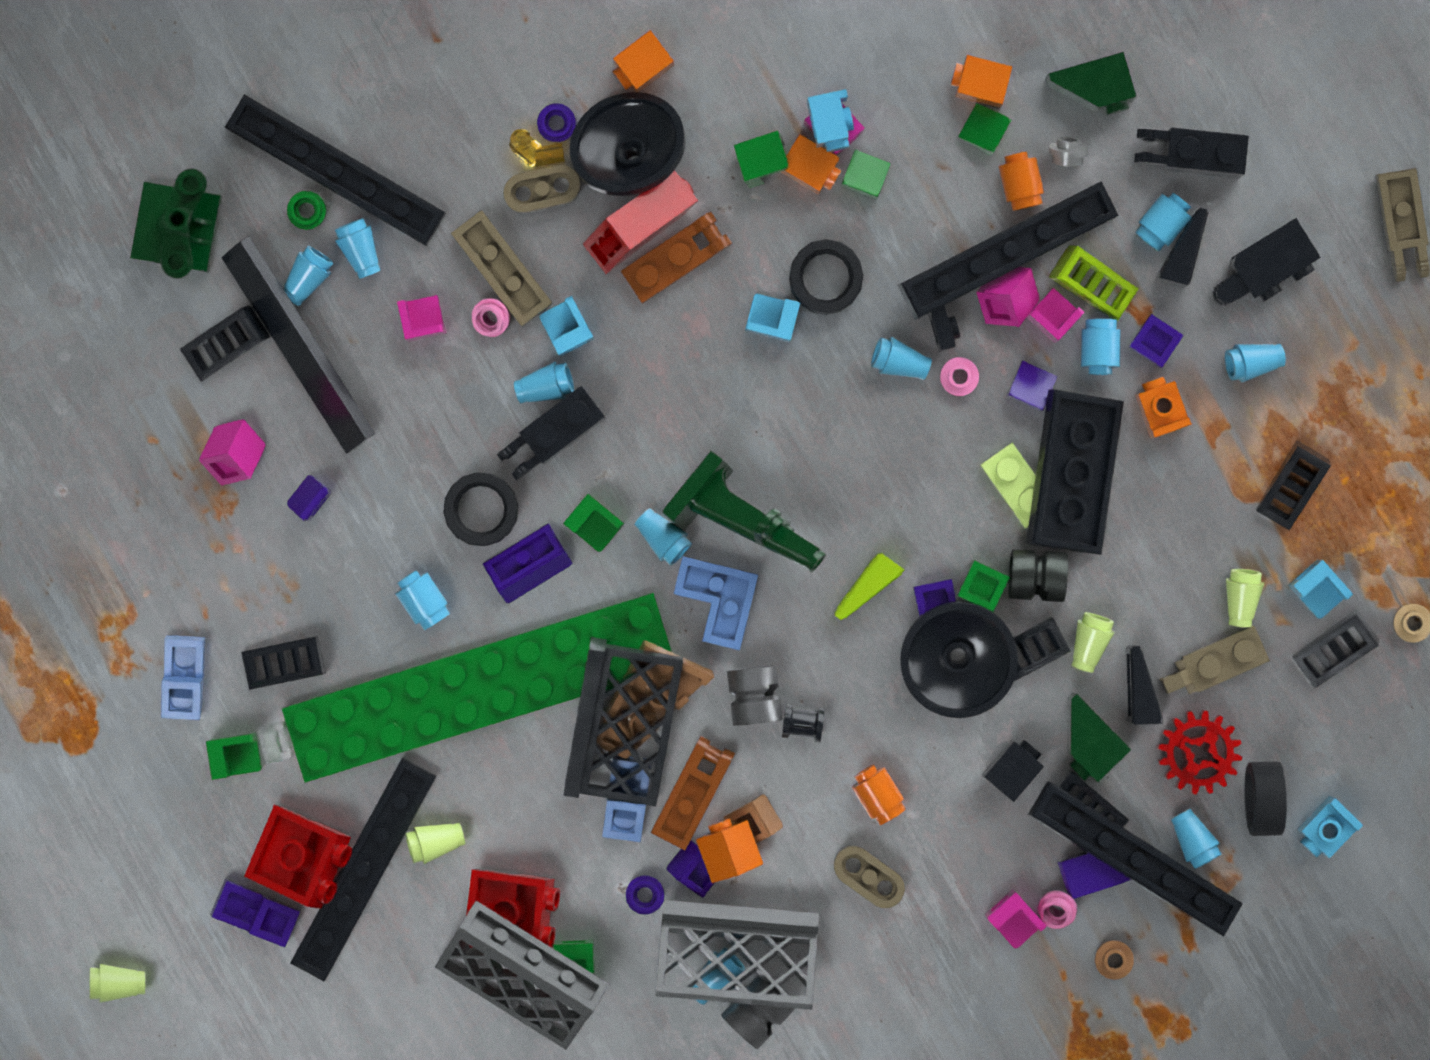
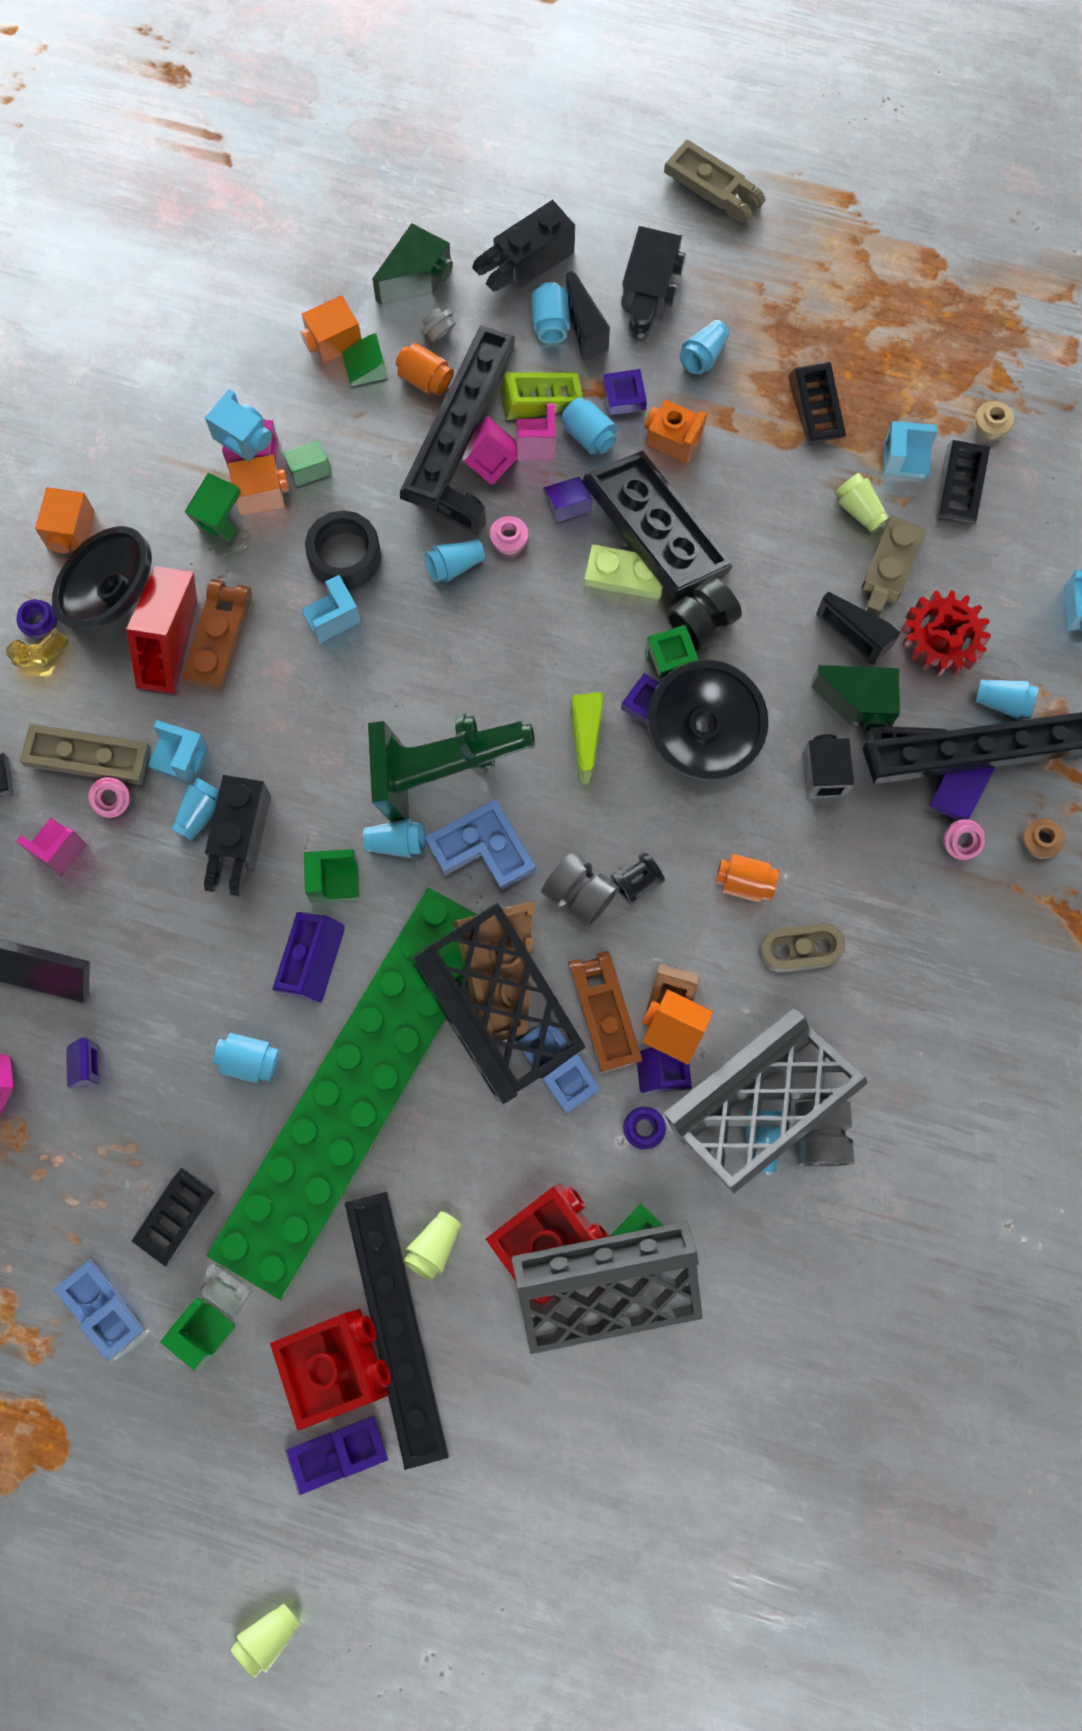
camera: 40 degrees left, 15 degrees down
(452, 502) = (211, 921): black tyre -> none
(542, 189) = (64, 672): dark tan plate -> none
(1014, 919) = (941, 875): dark pink panel -> none
(1056, 638) = (759, 653): black slope -> none
(1091, 640) = (788, 627): yellowish green cone -> none
(1265, 798) = (1028, 615): black tyre -> none

